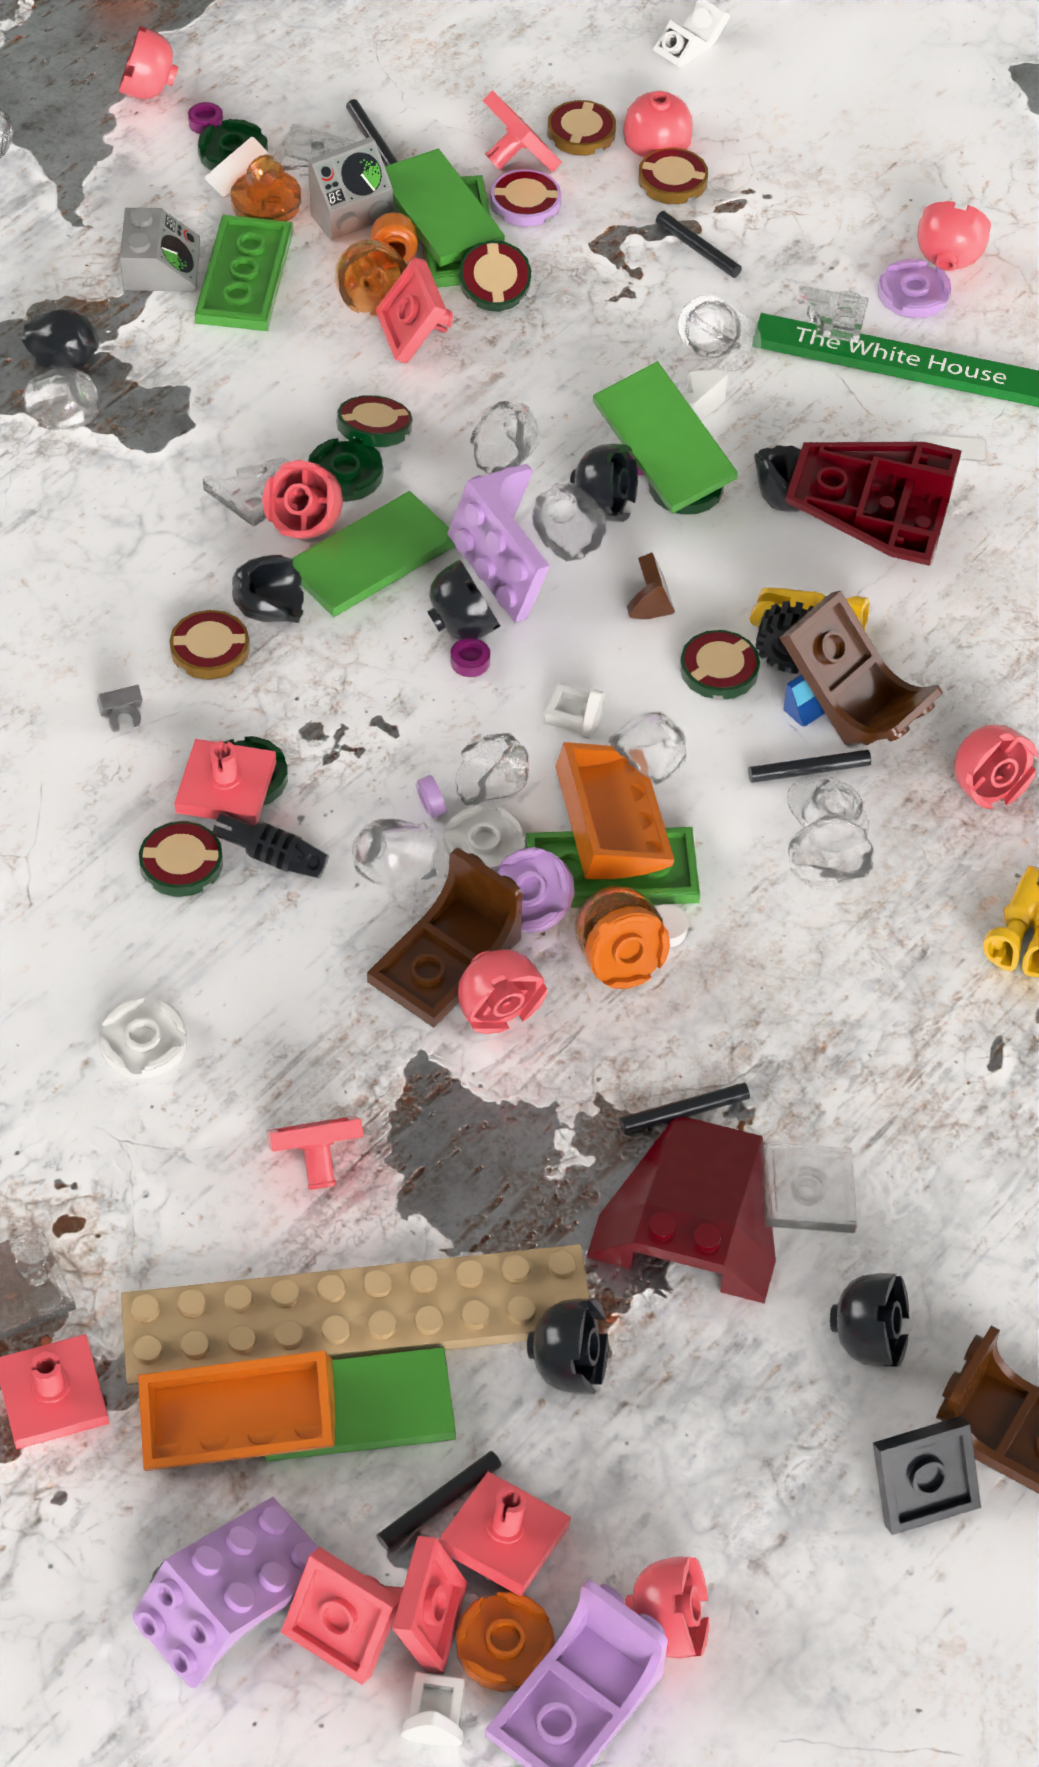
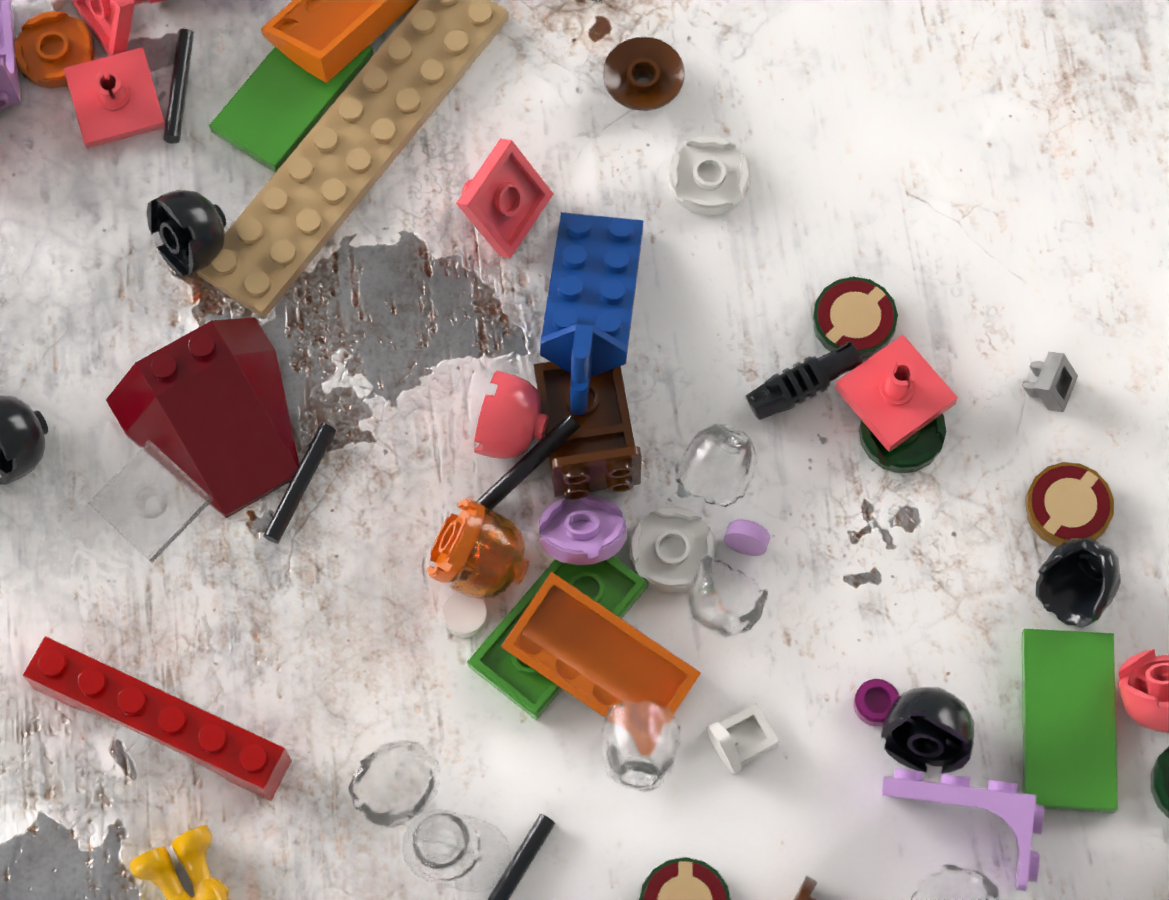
camera: 135 degrees right, 15 degrees up
(88, 1125) = (643, 59): none -> reddish brown dish
(341, 1012) = (591, 298): none -> blue hinge
(546, 966) = (529, 462): none -> black bar
(981, 1096) = (191, 731): none -> red arch

